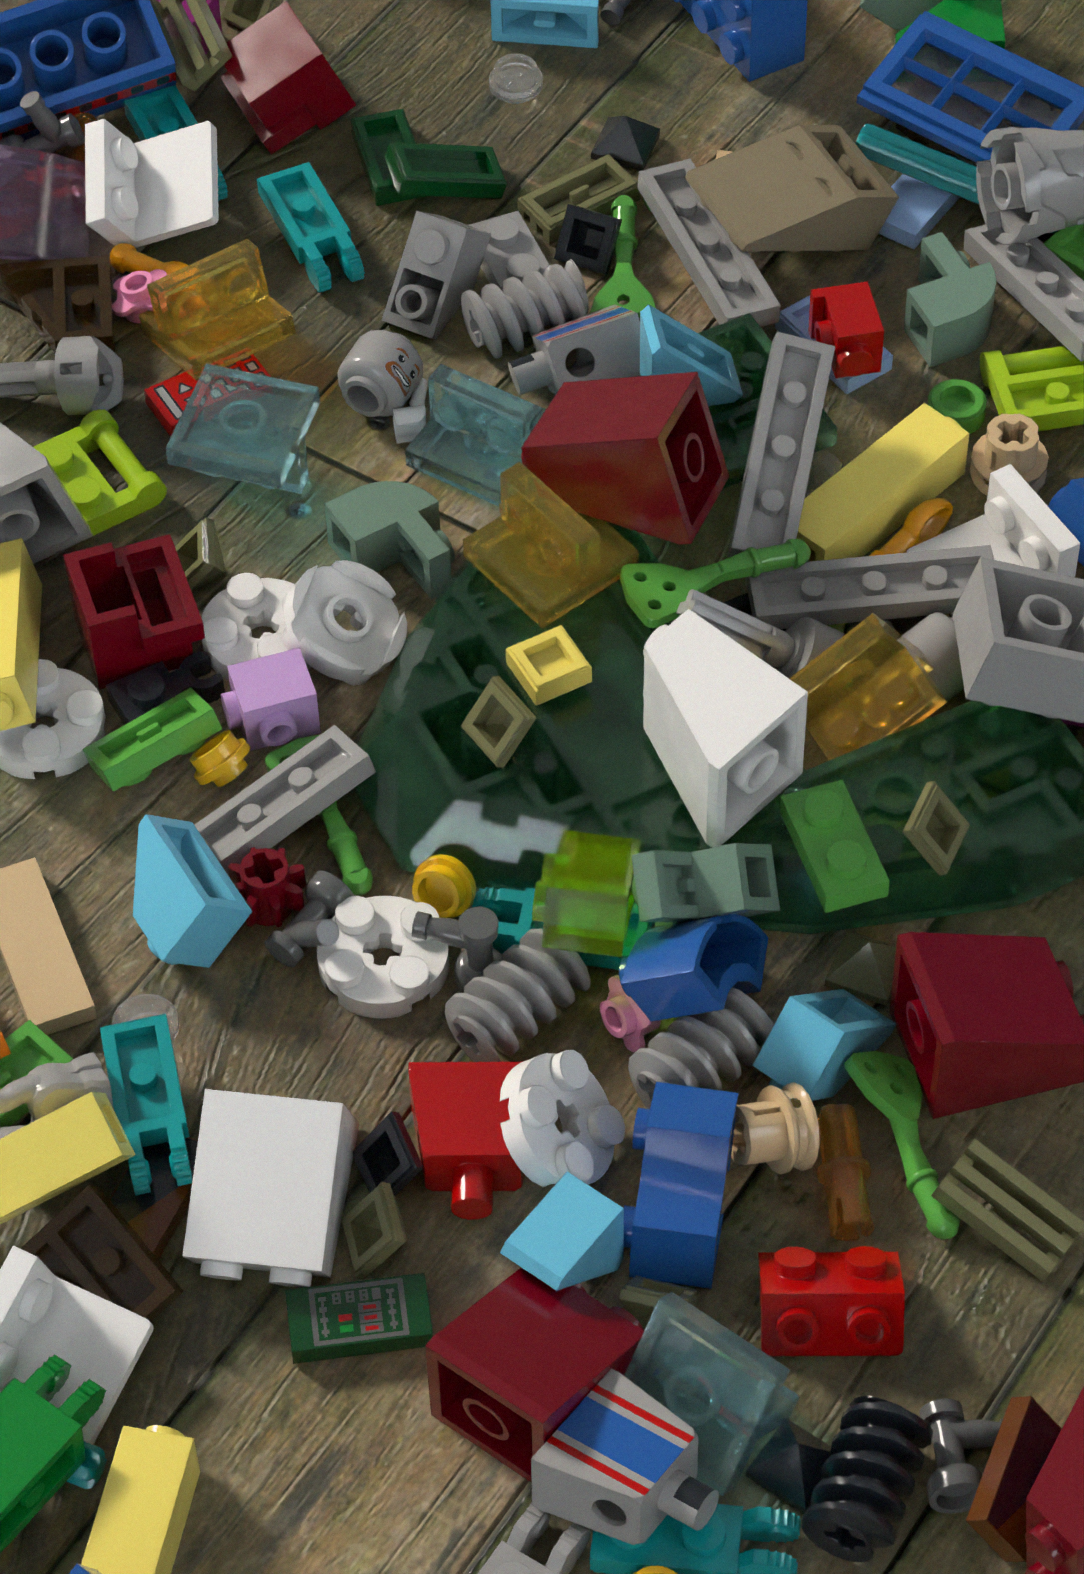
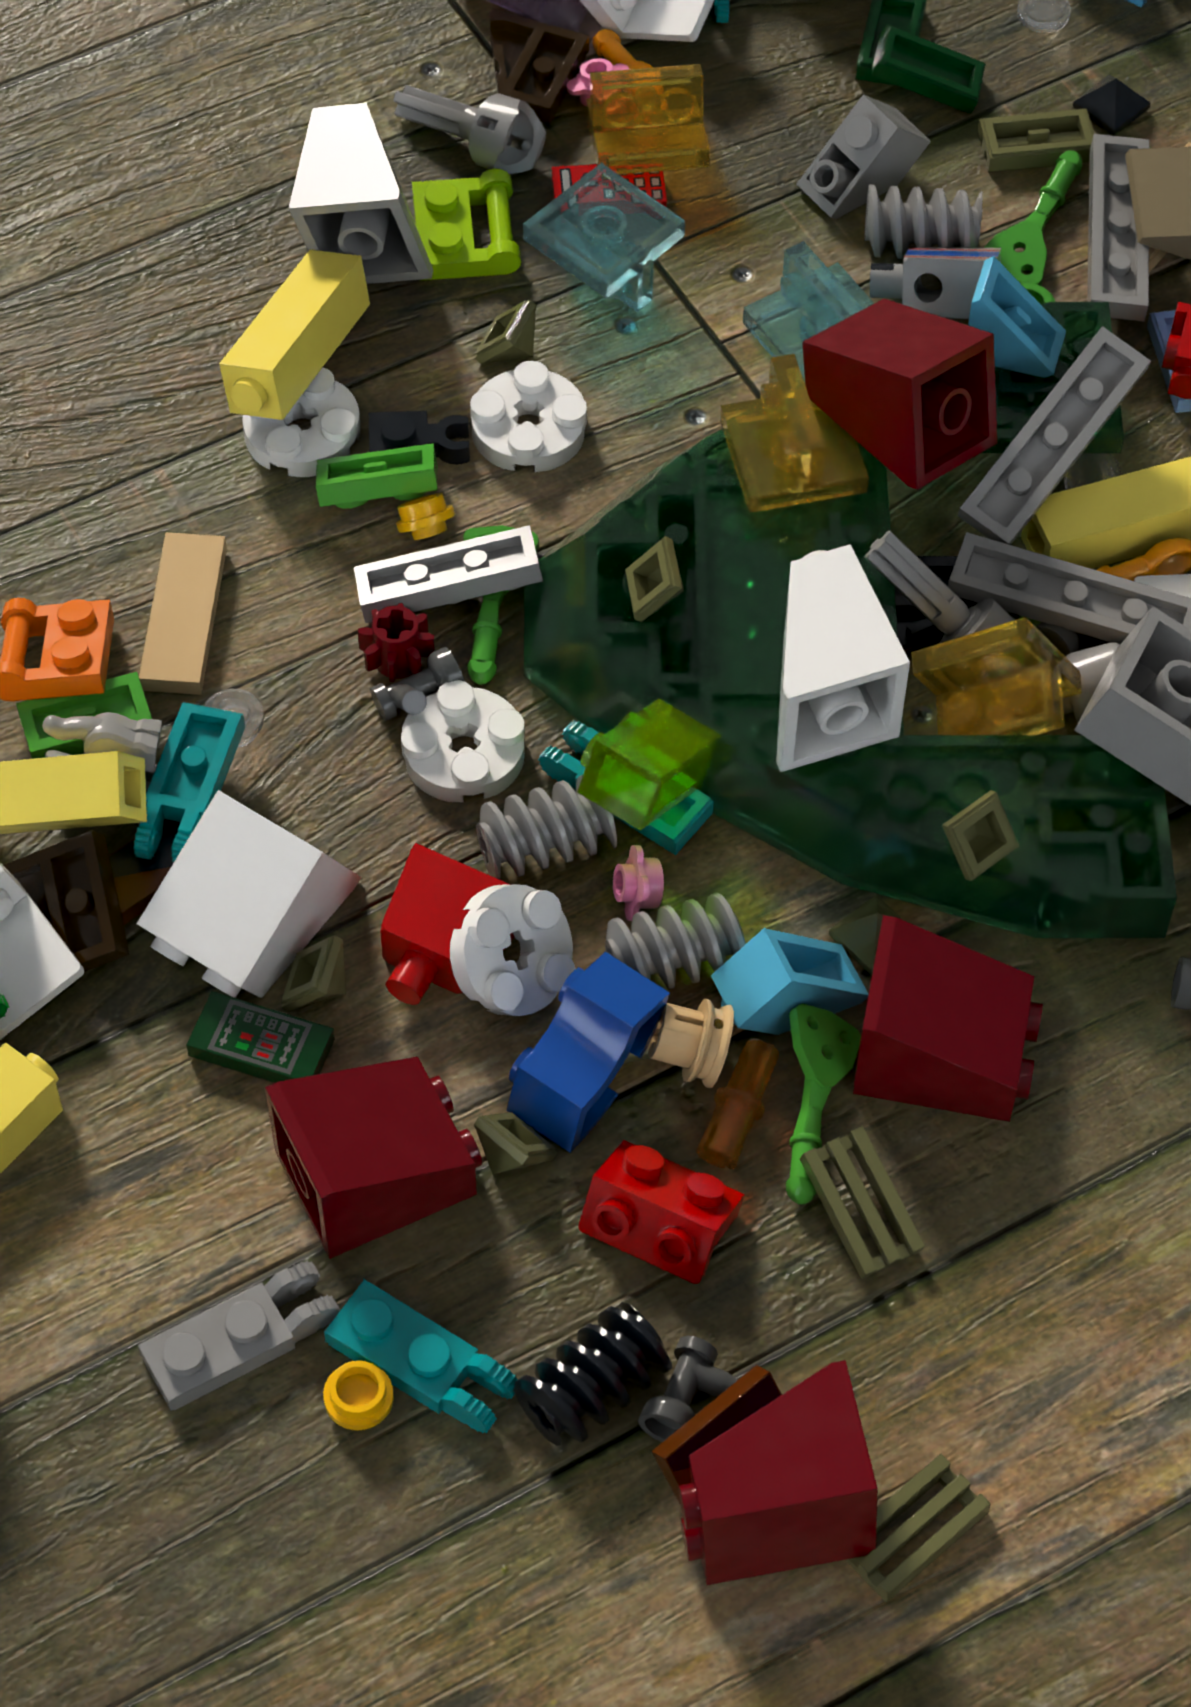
camera: 25 degrees right, 5 degrees up
(132, 607) = (421, 351): dark red plate -> none
(183, 894) = (319, 617): medium azure slope -> none
(271, 699) = (496, 482): lavender brick -> none
(310, 223) = (782, 71): teal hinge -> none
(328, 646) = (568, 456): white plate -> none
(380, 373) = (758, 230): light grey head -> none
(388, 1155) = (361, 916): black slope -> none
(392, 525) = (687, 369): sand green brick -> none
(411, 419) = (763, 282): white hand -> none
(444, 885) = (544, 705): yellow plate -> none
(473, 932) = (534, 752): dark grey piece -> none
(510, 249) = (945, 162): light grey plate -> none
(548, 665) = (732, 547): light yellow tile -> none
(569, 1235) = (454, 1053): medium azure slope -> none
(588, 238) = (1019, 179): black slope -> none
(622, 1465) = (384, 1265): light grey torso -> none
(659, 576) = (910, 526): bright green piece -> none
(694, 965) = (700, 862): blue brick -> none
(704, 883) = (745, 797): sand green brick -> none
(713, 1384) = (494, 1237): clear light blue bracket -> none
(790, 1465) = (542, 1329): black slope -> none
(834, 846) = (883, 813): bright green plate -> none

